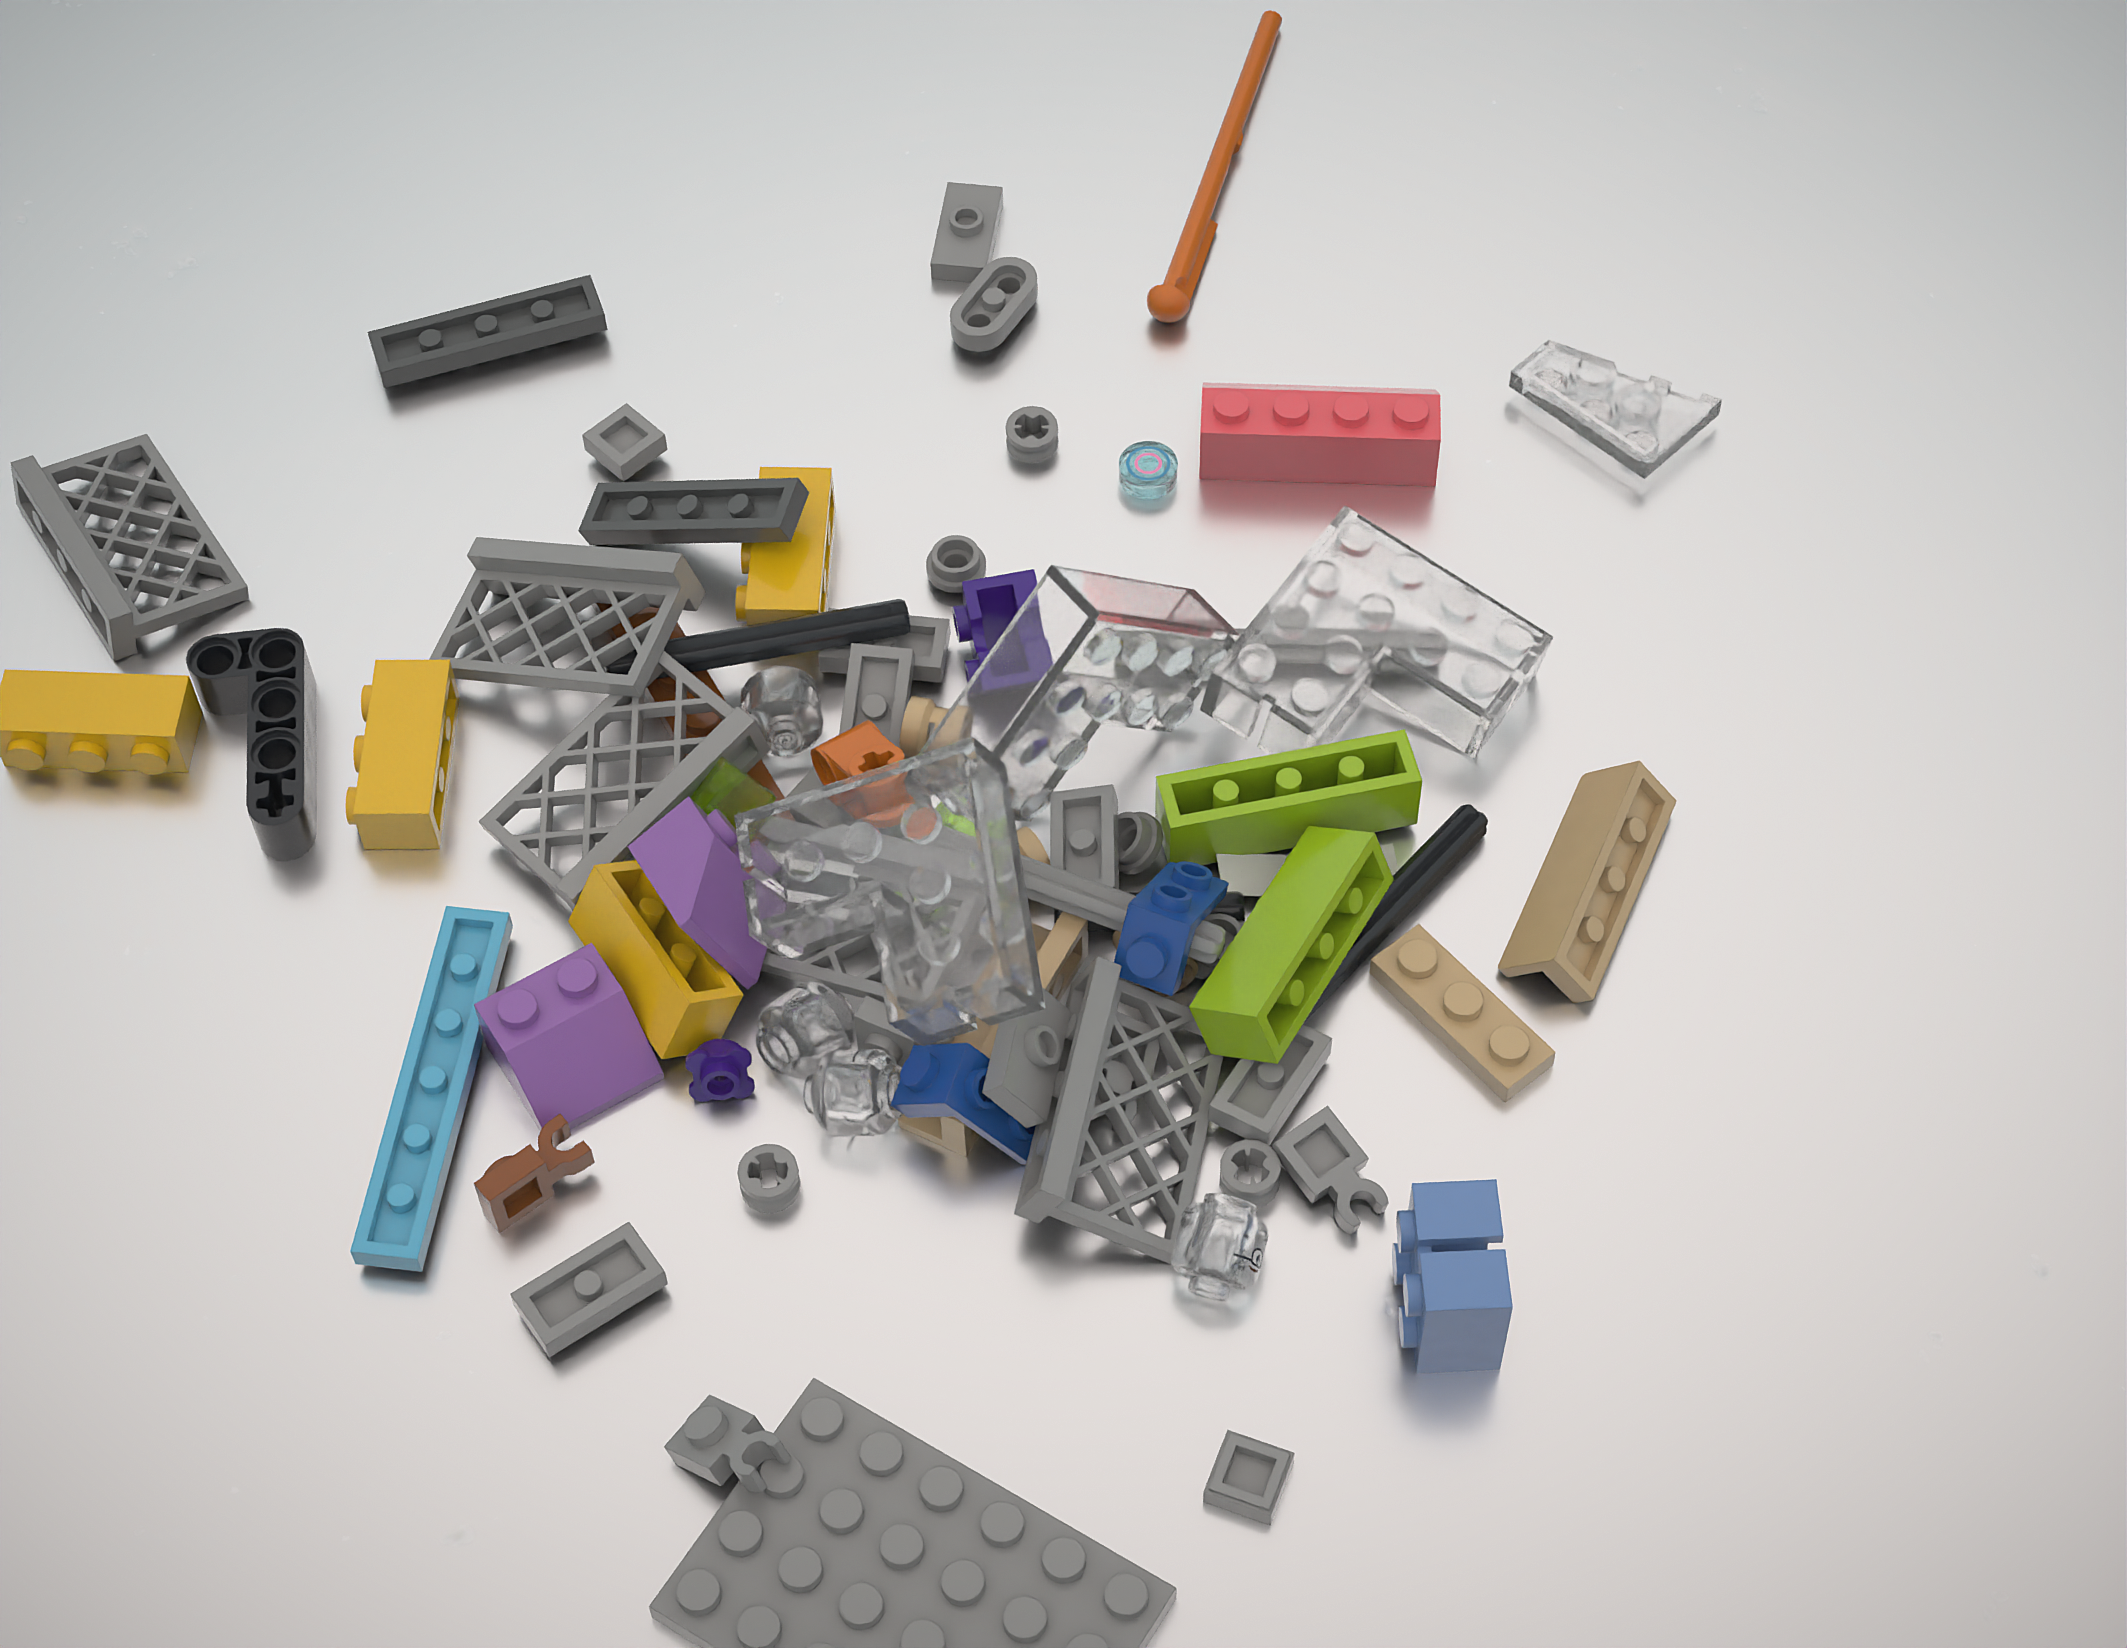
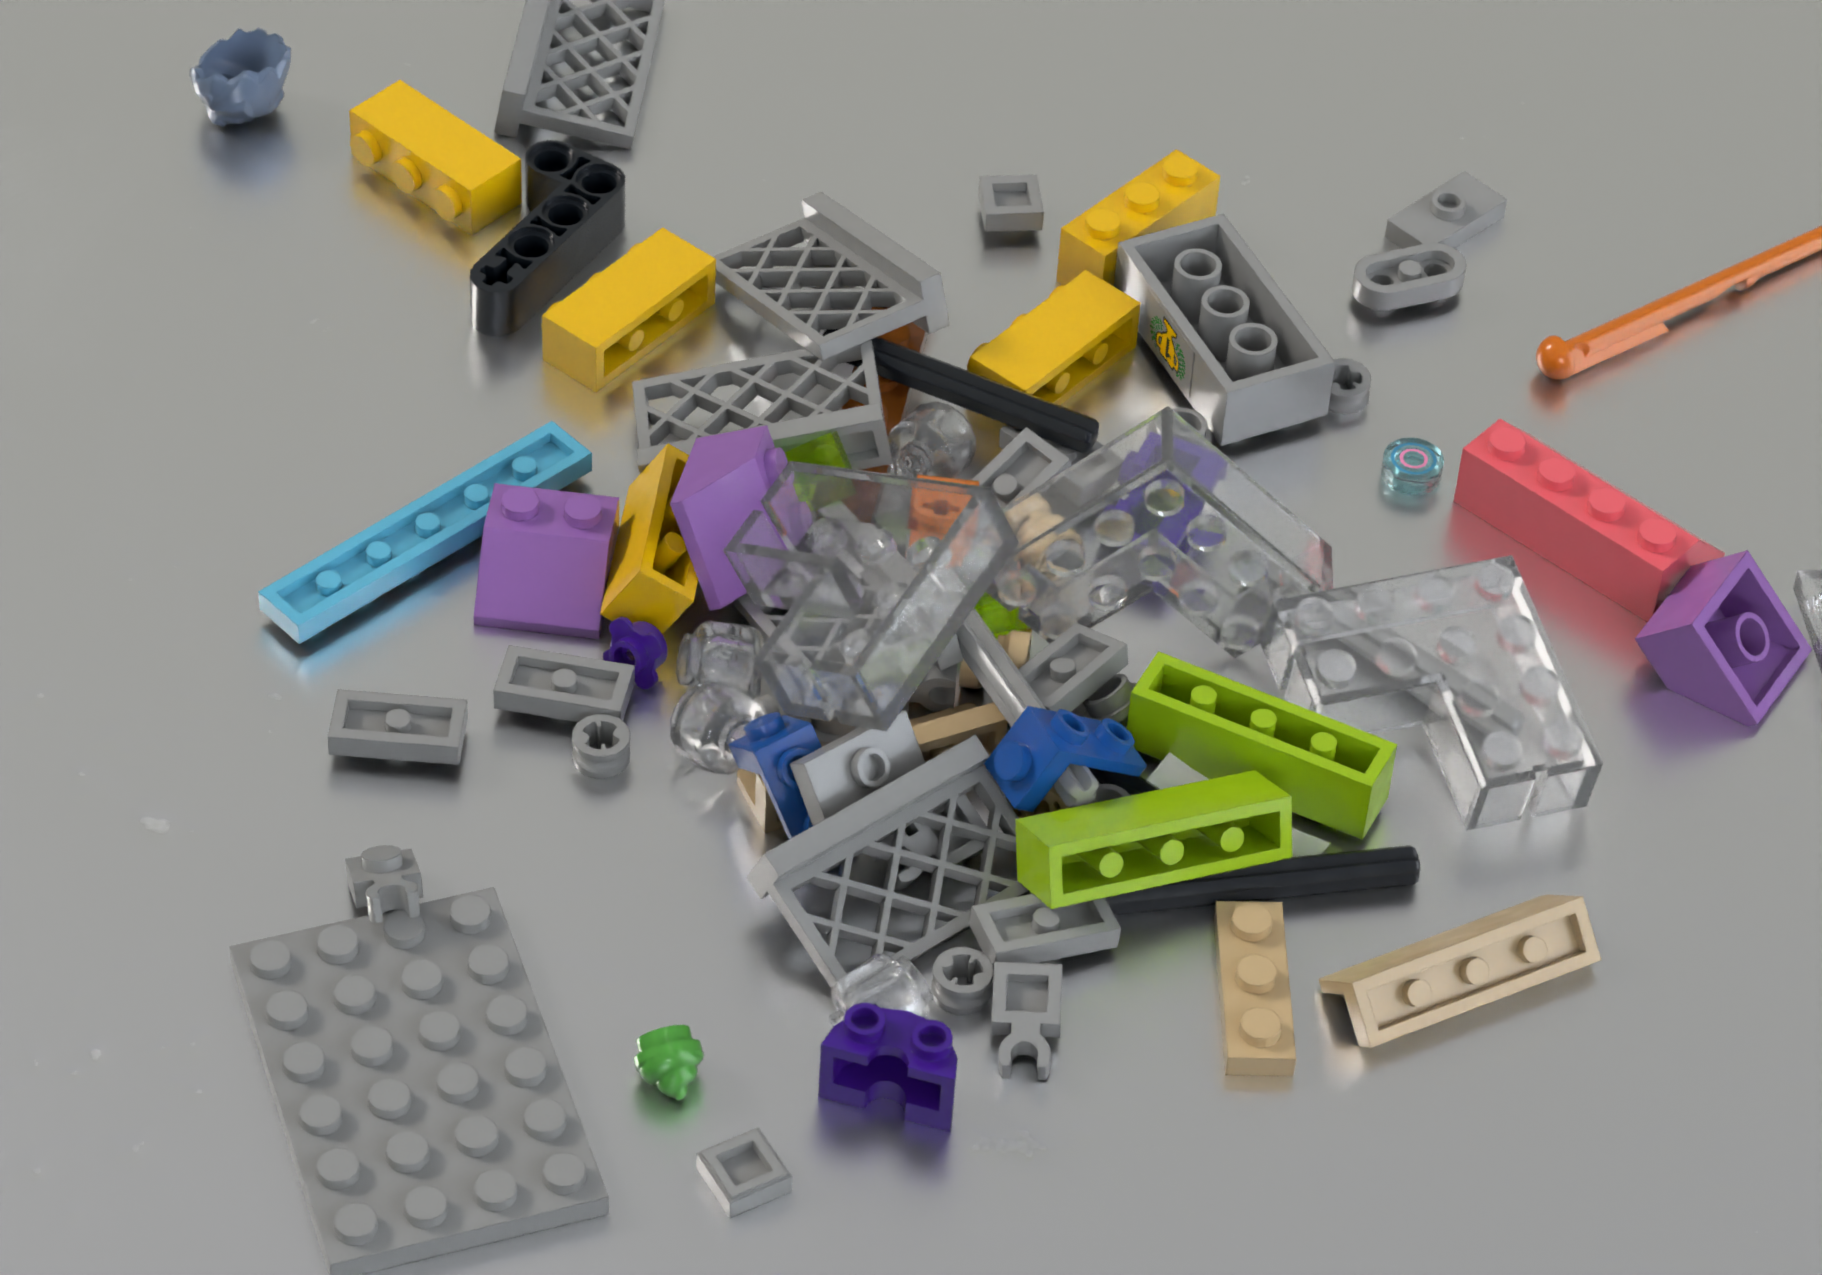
camera: 35 degrees right, 10 degrees down
(487, 331) = (987, 69): dark grey plate -> none
(525, 1180) = (422, 630): dark orange plate -> none
(689, 1147) = (562, 685): none -> light grey plate
(694, 511) = (1003, 270): dark grey plate -> none
(753, 394) = (1160, 198): none -> yellow brick
(911, 446) = (1225, 329): none -> light grey brick
(1104, 1425) = (669, 1059): none -> bright green plate
(1287, 1282) = (893, 1058): none -> dark purple cylinder
(1452, 1285) = (1029, 1120): medium blue piece -> none
(1511, 464) = (1725, 639): none -> medium lavender slope

